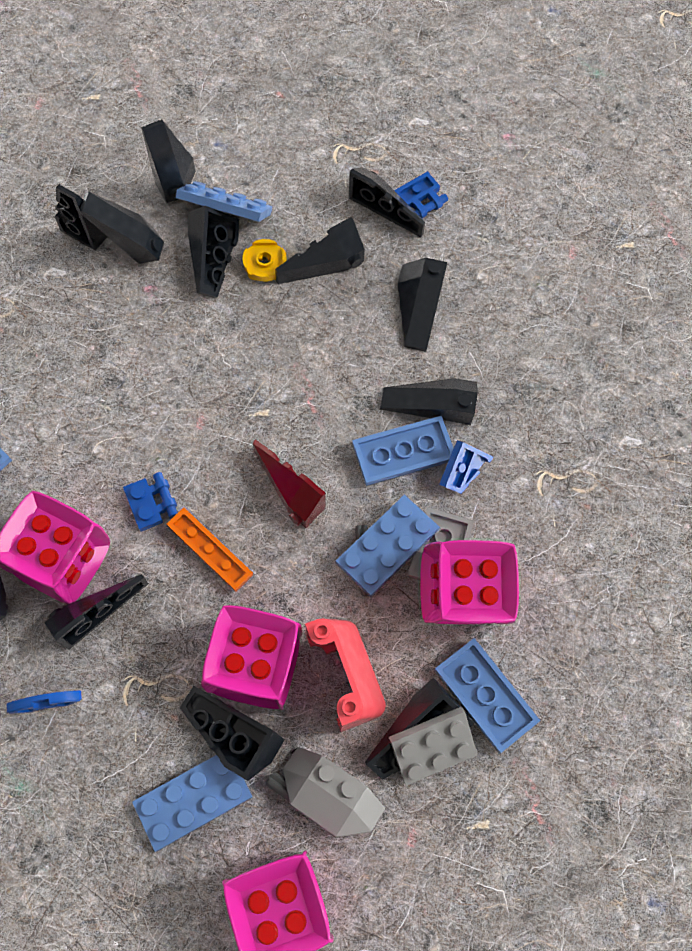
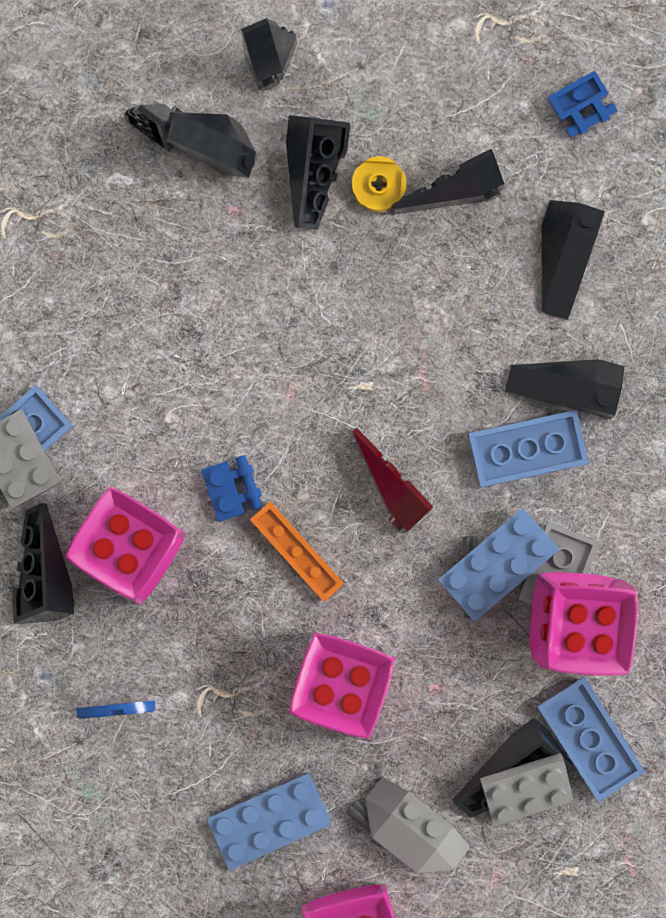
camera: 10 degrees right, 15 degrees up
(81, 617) = (150, 621): black wedge -> none
(220, 200) = (333, 102): medium blue plate -> none
(235, 738) = (319, 765): black wedge -> none
(366, 700) = (461, 731): coral windscreen -> none
(376, 195) = (525, 99): black wedge -> none
(463, 466) = (595, 476): wing -> none

